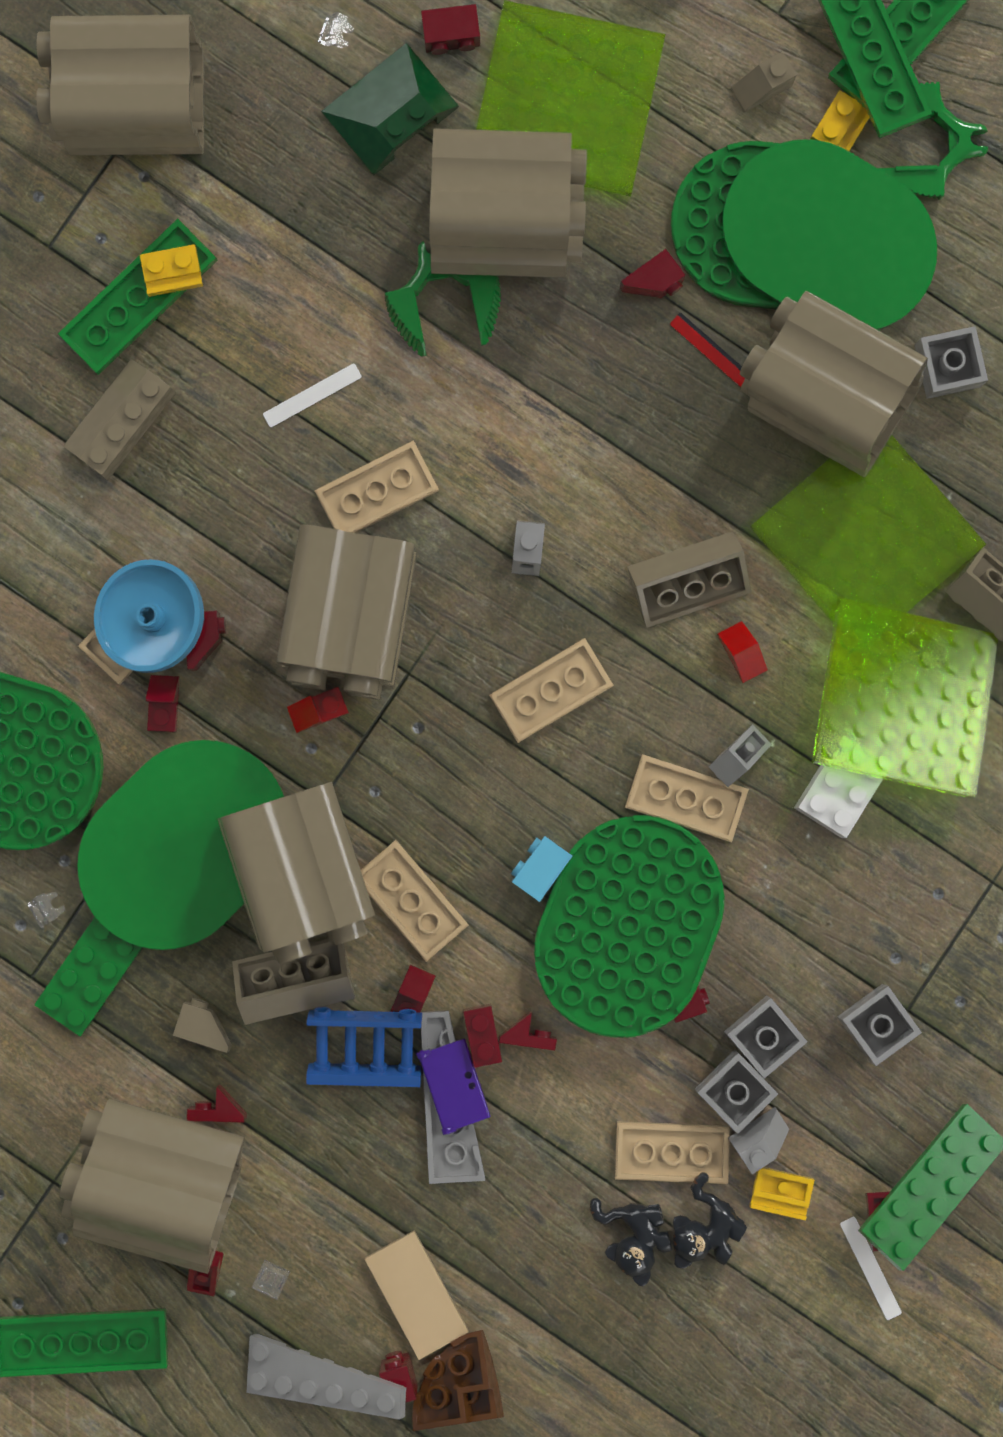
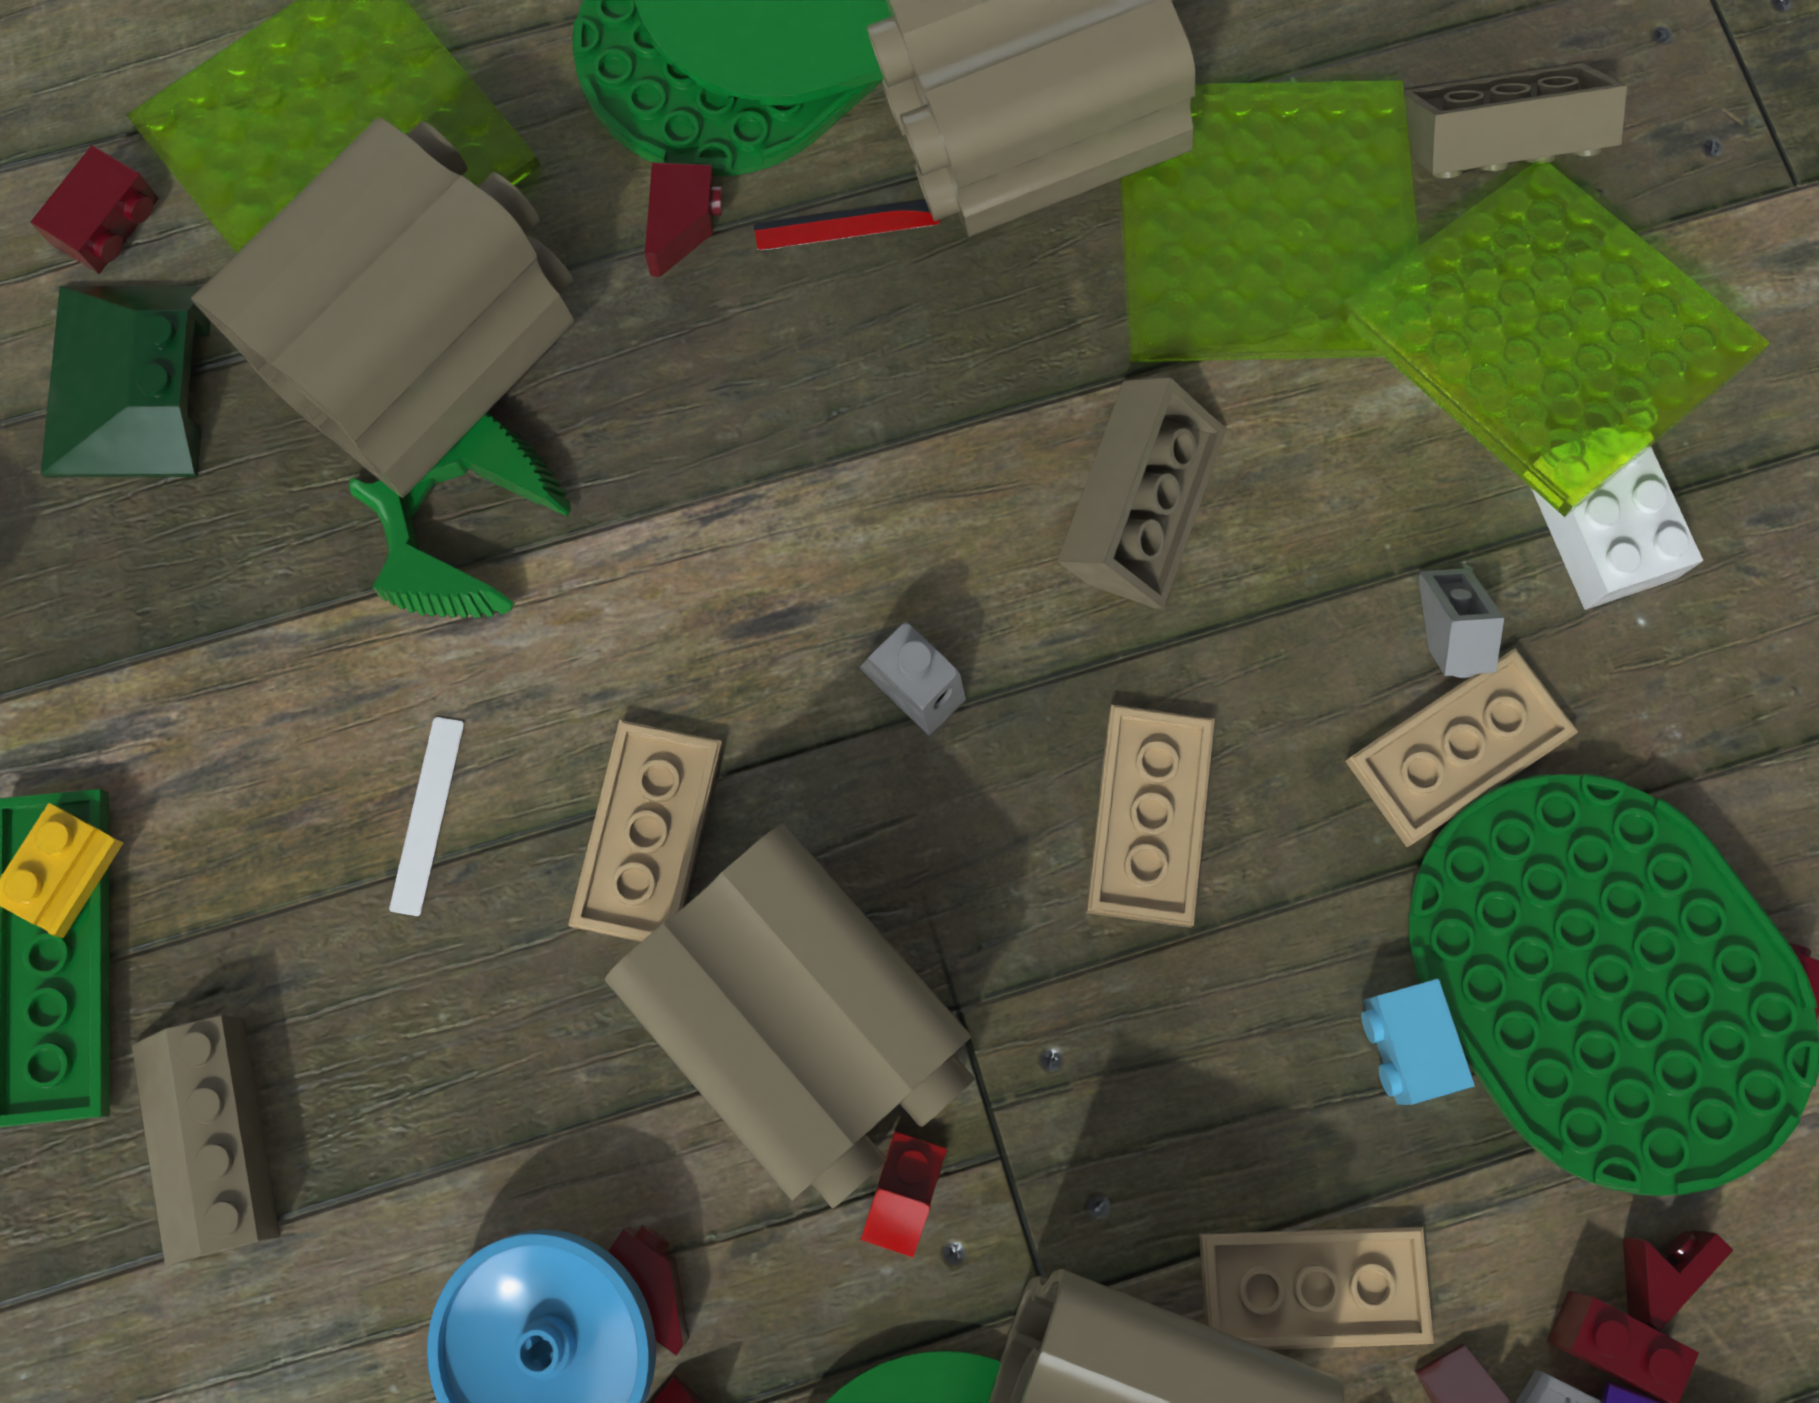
camera: 50 degrees left, 10 degrees down
(743, 651) = (1303, 501): red slope -> none

